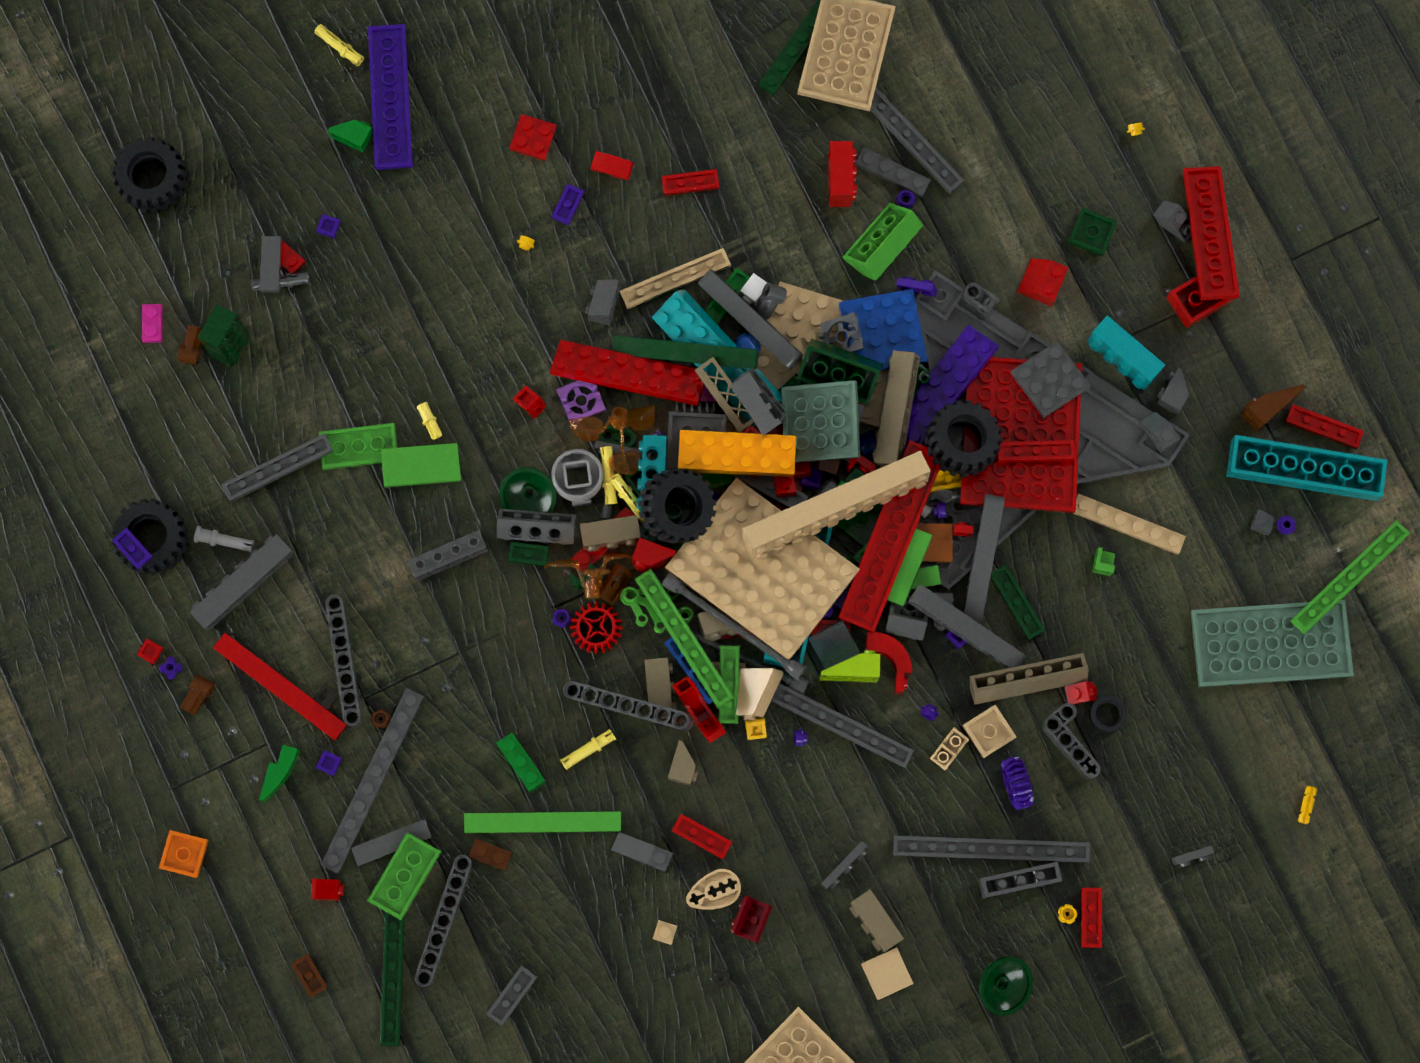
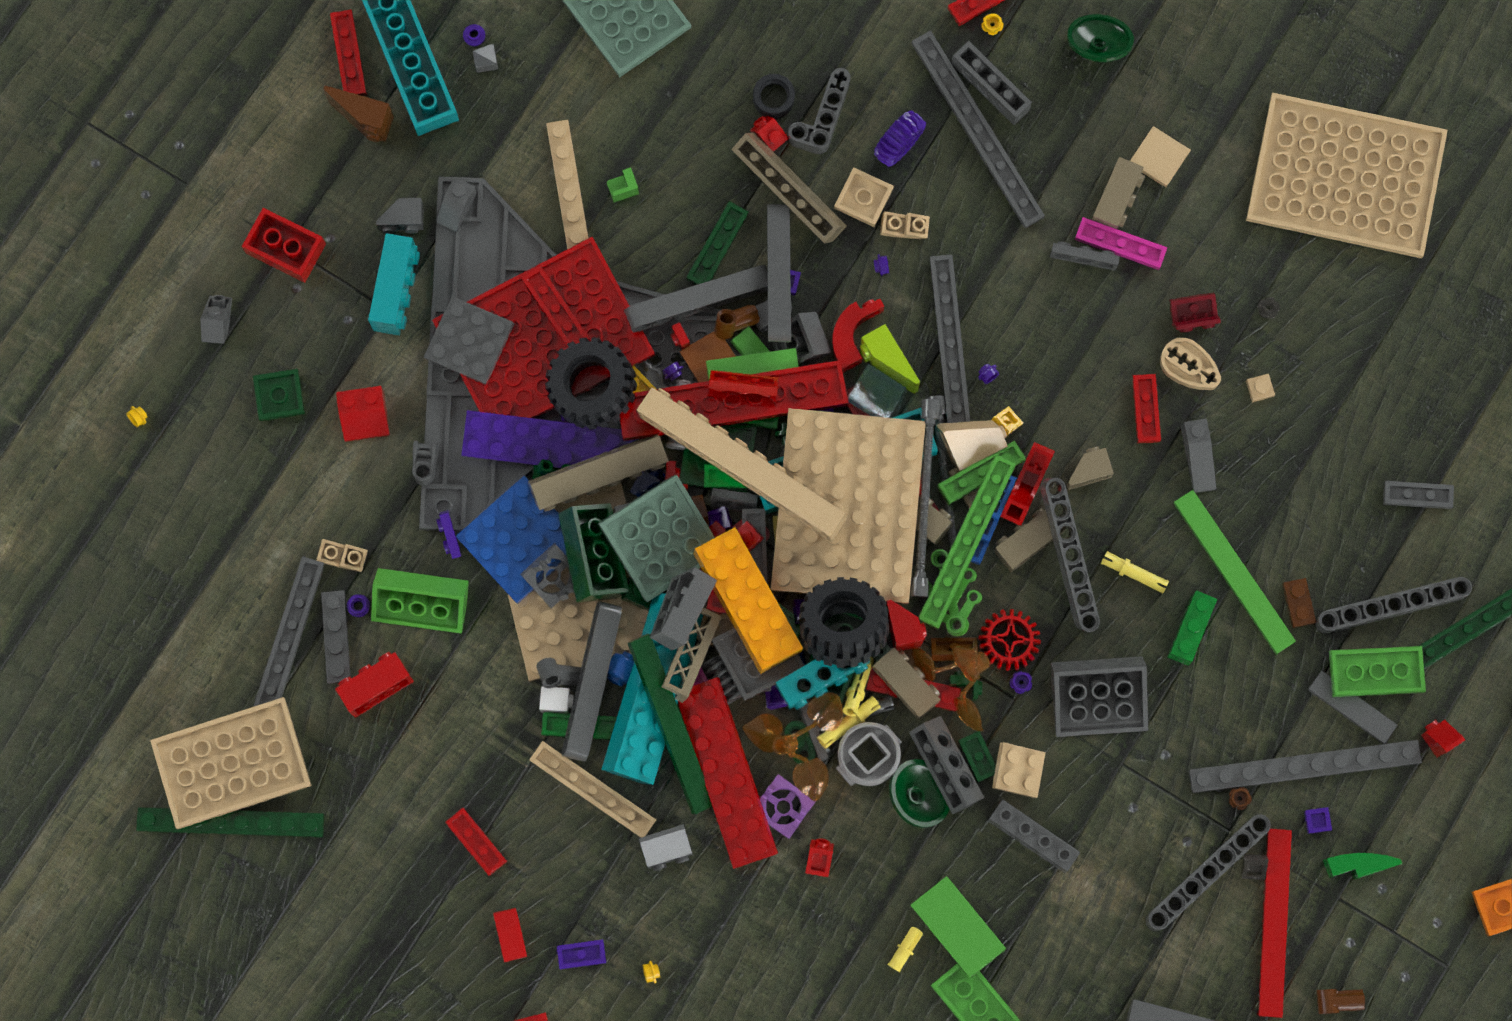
camera: 120 degrees left, 0 degrees up
(500, 575) = (1018, 770): none -> tan plate
(516, 666) = (1100, 696): none -> dark grey slope
(837, 899) = (1121, 243): none -> dark pink plate
(898, 548) = (743, 383): none -> red plate
(948, 209) = (341, 555): none -> tan slope
(950, 577) = (731, 321): none -> reddish brown piece
(1210, 233) = (211, 271): red plate -> none

